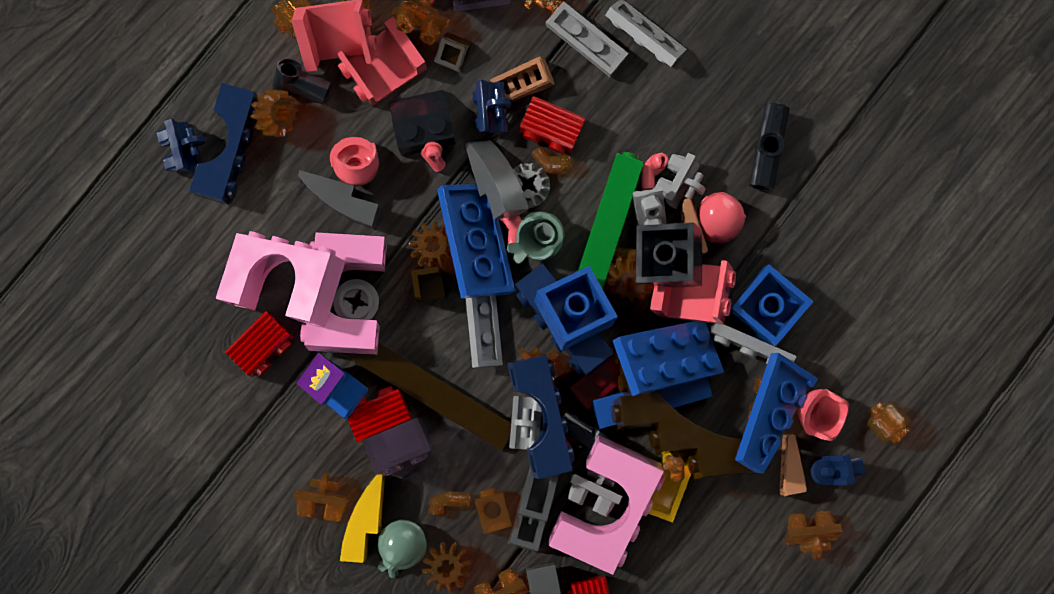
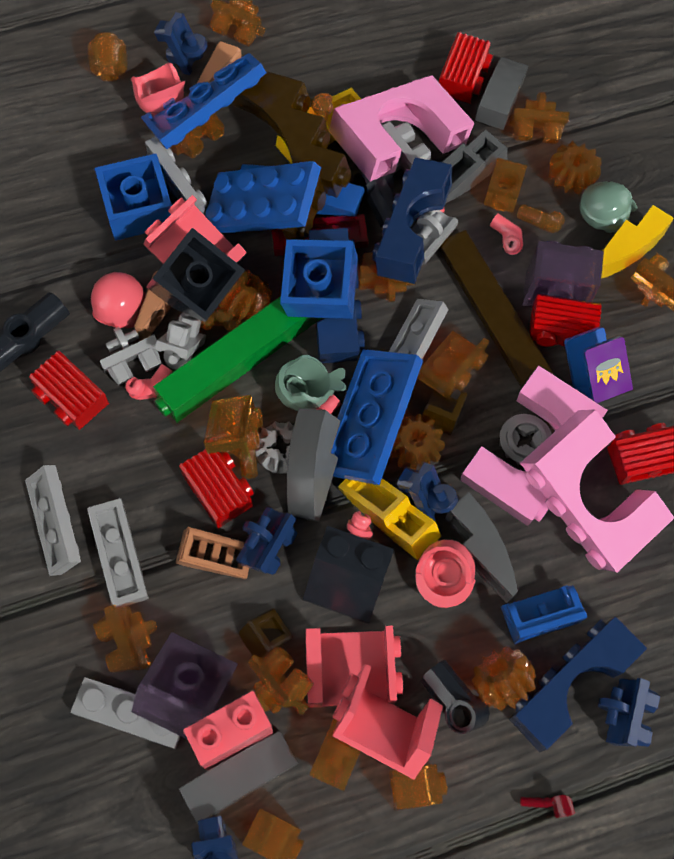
camera: 150 degrees left, 15 degrees down
(197, 64) = (561, 804): none -> dark red hand
(273, 178) = (543, 613): none -> blue hinge
(399, 206) = (426, 490): none -> dark blue hips
(413, 181) = (393, 514): none -> yellow slope
(443, 325) = (452, 363): none -> clear orange bracket
(462, 470) = (511, 234): none -> coral arm
(566, 169) = (234, 426): none -> clear orange bracket
(704, 126) = (68, 390): none -> red brick

